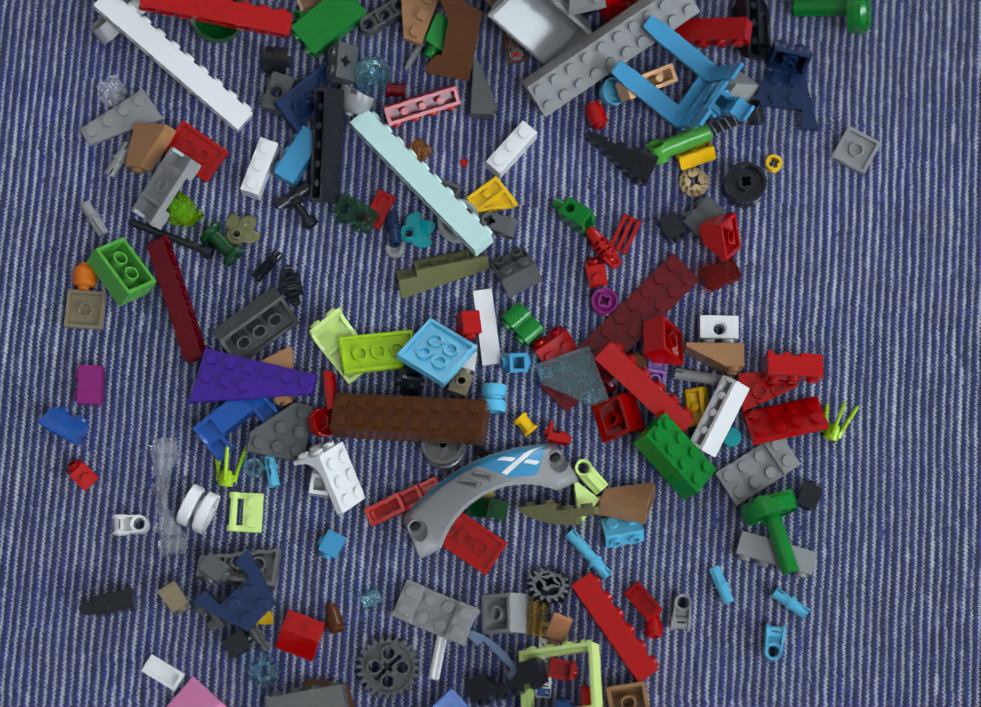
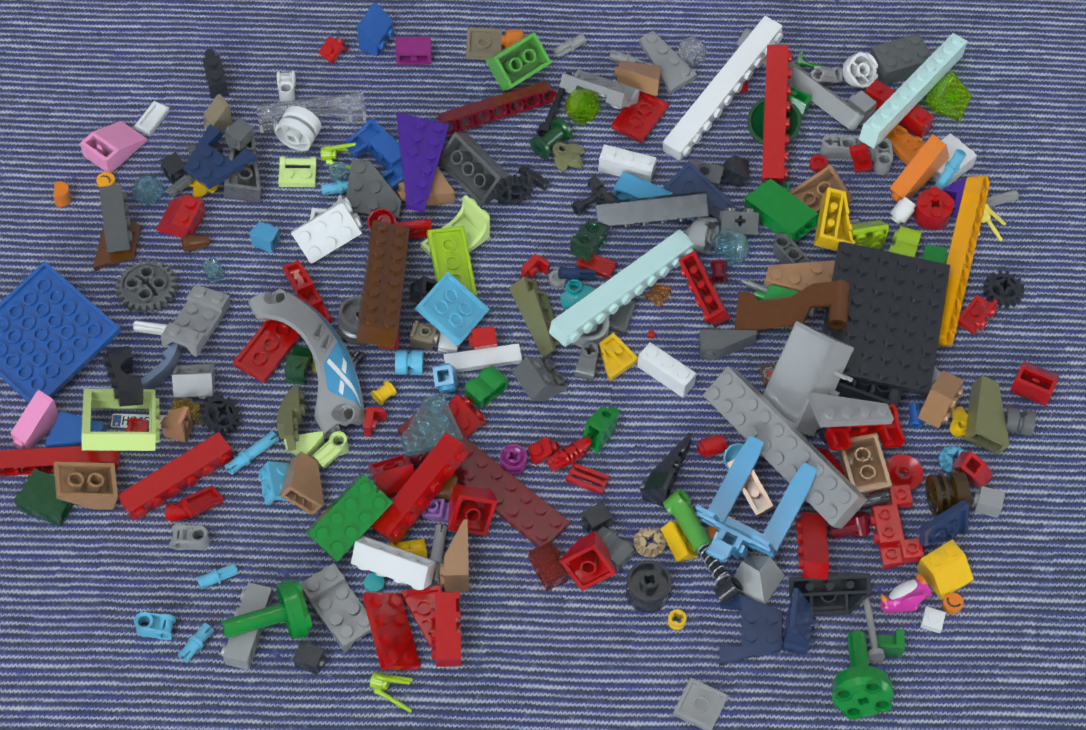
camera: 90 degrees right, 20 degrees down
(384, 274) = (534, 265): none -> red bracket
(729, 325) = (488, 577): white brick -> none

